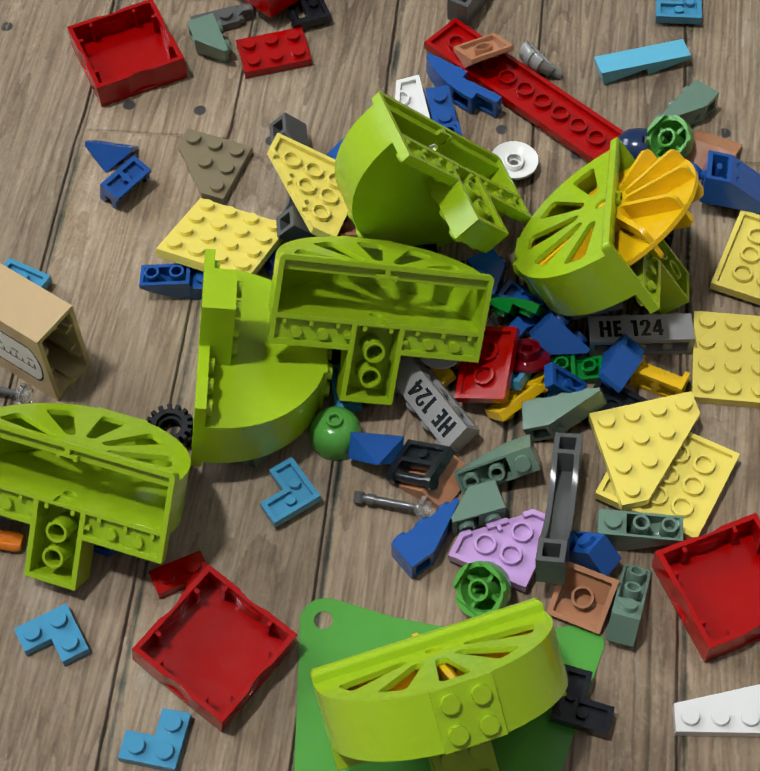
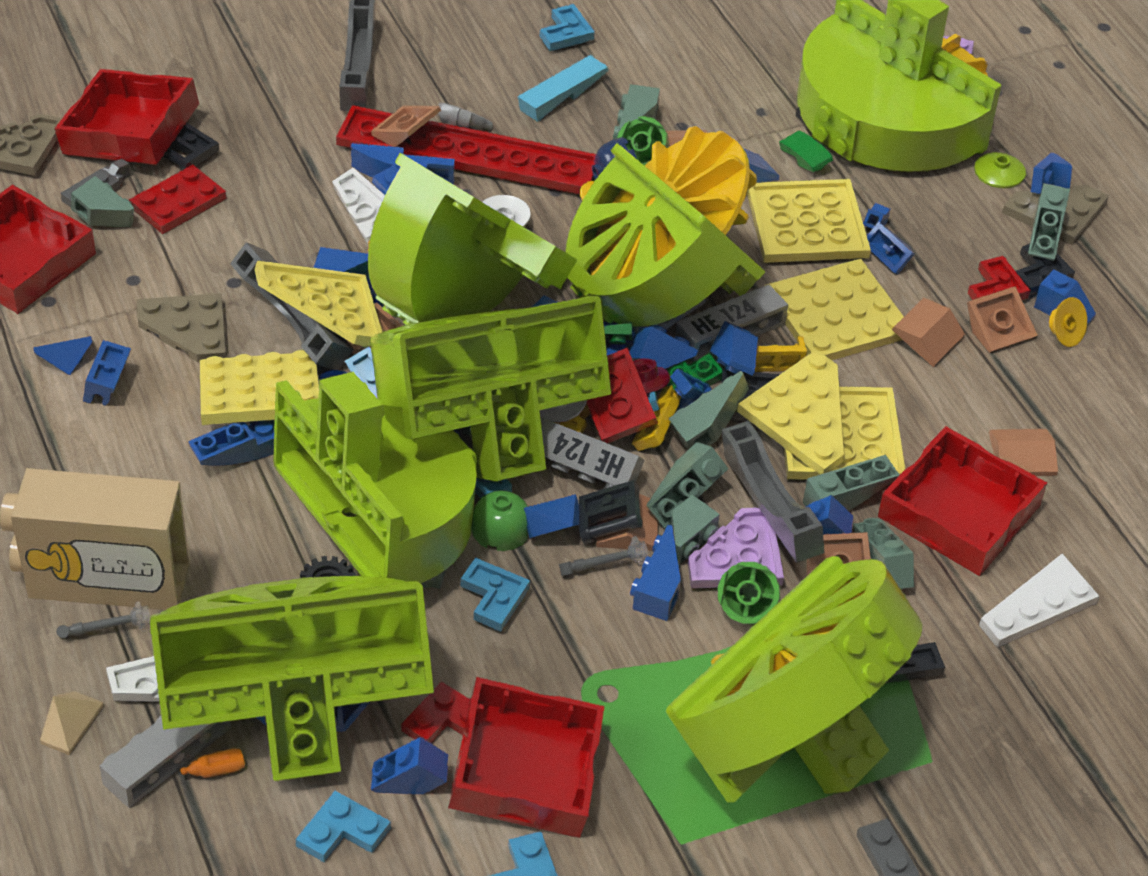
camera: 35 degrees left, 10 degrees down
(128, 613) = (410, 769): none -> blue slope

